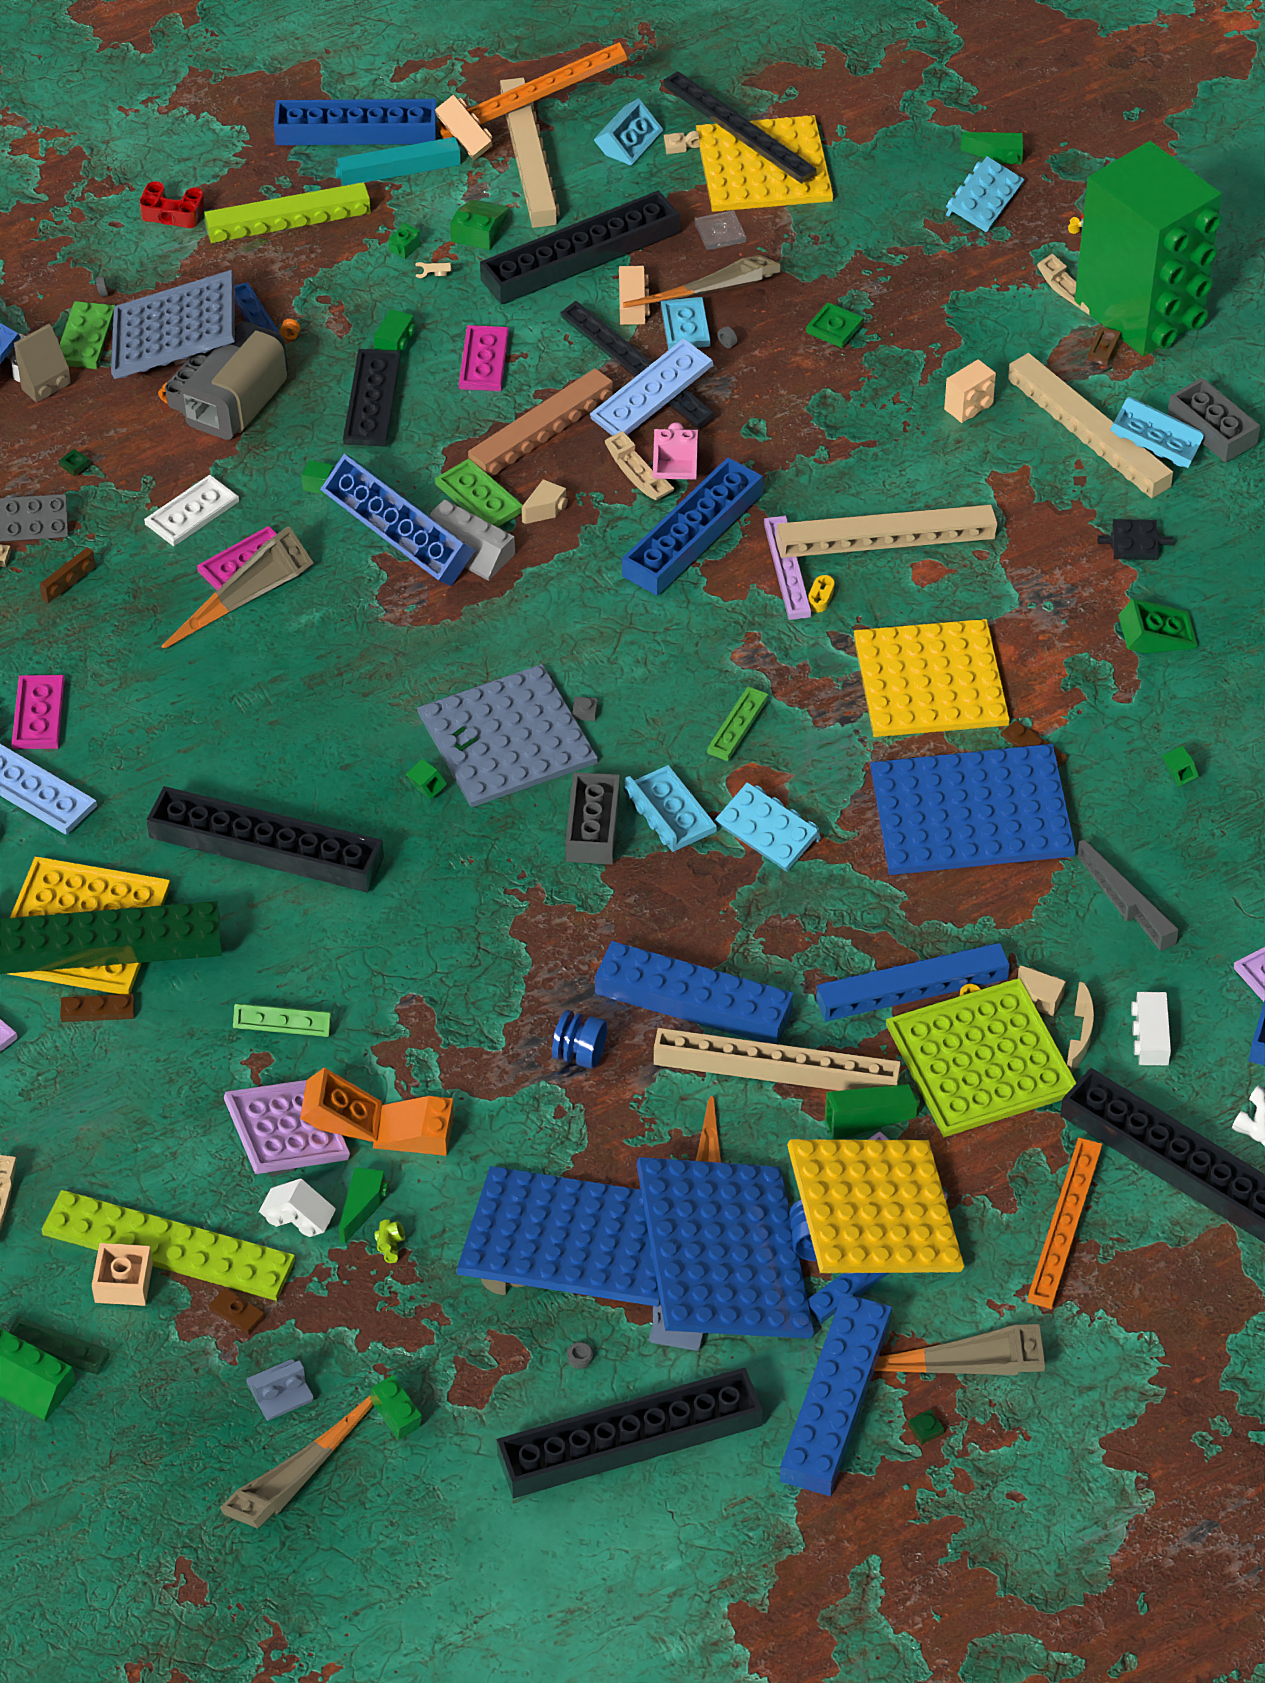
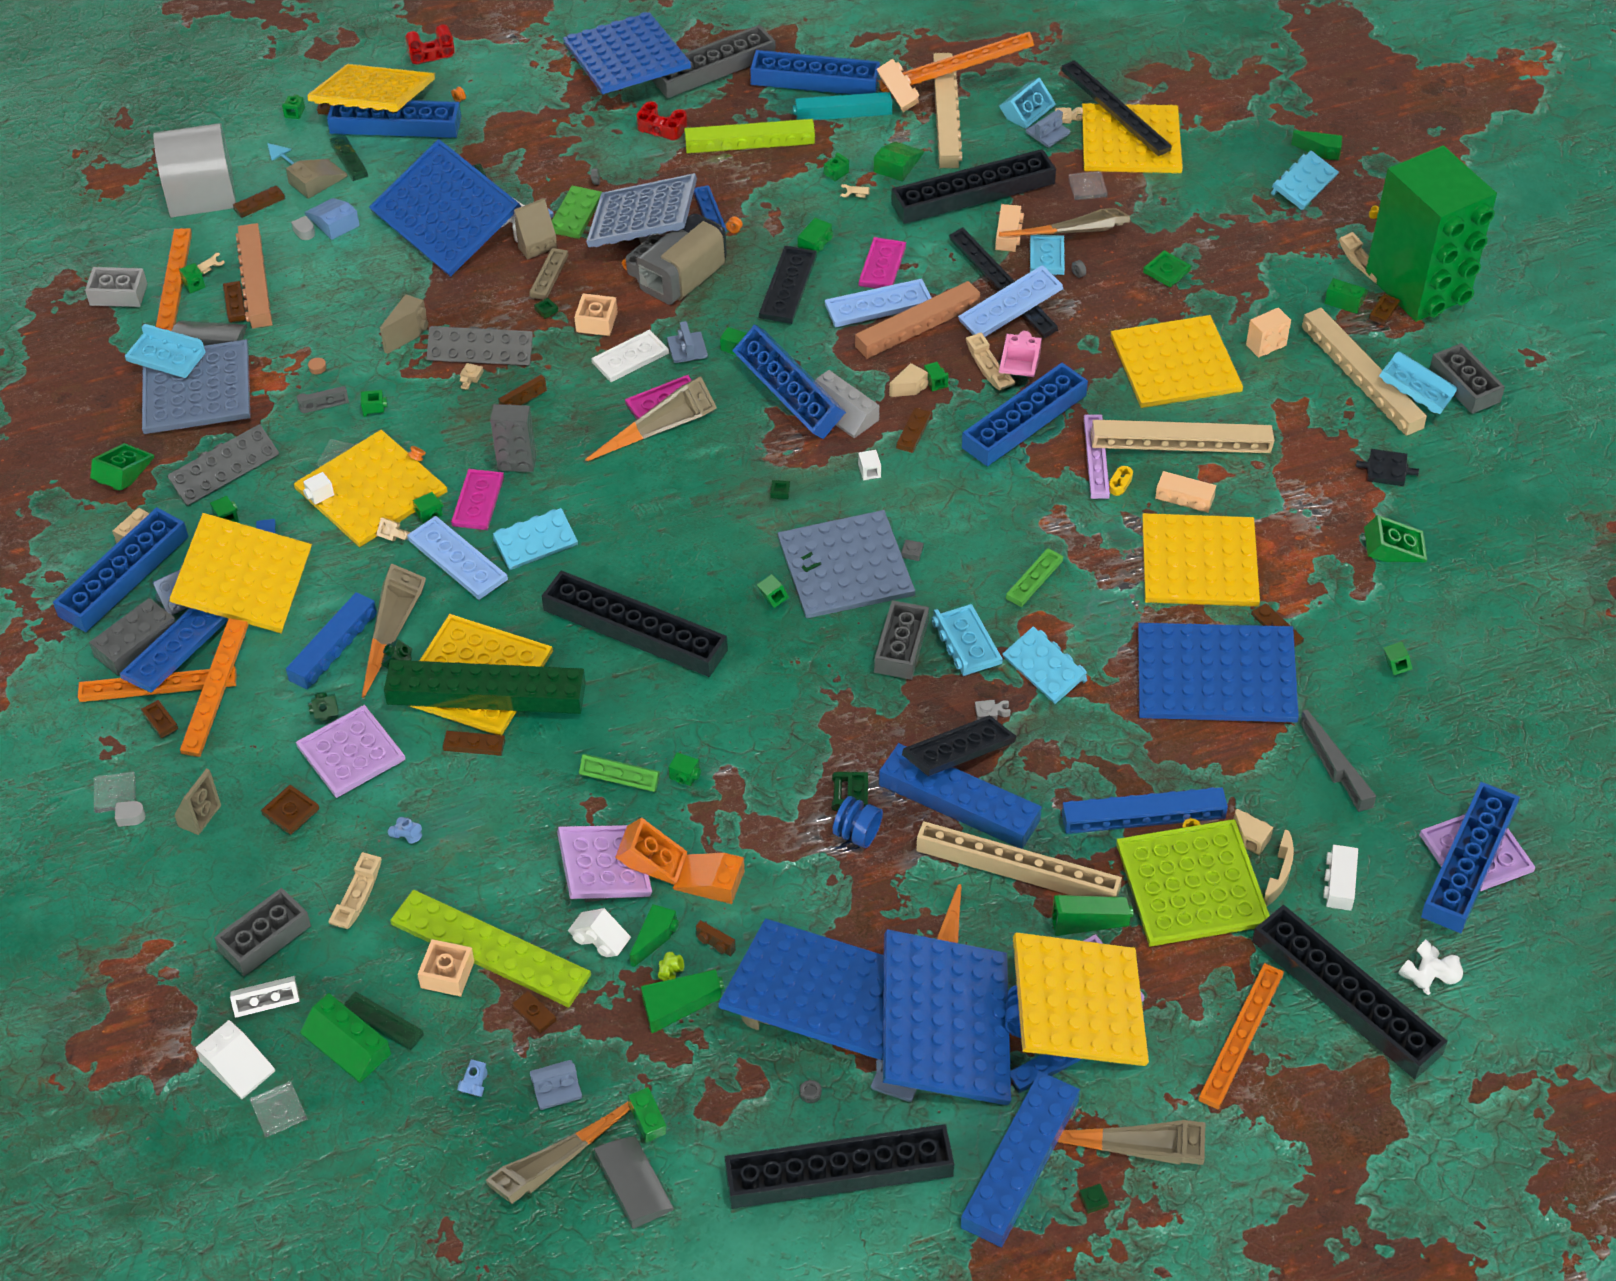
camera: 10 degrees right, 0 degrees up
(37, 1119) = (406, 828): none -> medium blue plate
(68, 418) = (549, 274): none -> dark tan plate
(72, 630) = (513, 437): none -> dark grey brick
(110, 121) = (626, 52): none -> blue plate
(120, 751) = (535, 538): none -> medium azure bracket
(140, 463) = (596, 314): none -> light nougat brick
(181, 1402) = (473, 1084): none -> medium blue plate
(220, 120) = (717, 60): none -> dark grey brick
(260, 489) = (686, 345): none -> sand blue bracket
(360, 1005) = (684, 769): none -> green brick
(392, 1484) = (633, 1181): none -> dark grey slope
(406, 1270) = (679, 997): none -> green slope
(410, 654) = (780, 489): none -> dark green plate
(435, 1196) = (715, 938): none -> reddish brown plate
(479, 493) = (858, 369): bright green plate -> none
(486, 408) = (876, 302): none -> light blue plate
(514, 611) = (869, 465): none -> white brick
(560, 562) = (913, 430): none -> reddish brown plate
(570, 998) = (856, 787): none -> dark green plate
(576, 492) = (936, 376): none -> green brick
(661, 163) = (1049, 129): none -> sand blue bracket
(683, 934) = (958, 745): none -> black plate
(710, 889) = (988, 707): none -> light grey plate
(863, 439) = (1176, 361): none -> yellow plate
(901, 598) = (1185, 491): none -> light nougat brick
(1055, 334) = (1345, 296): none -> green slope

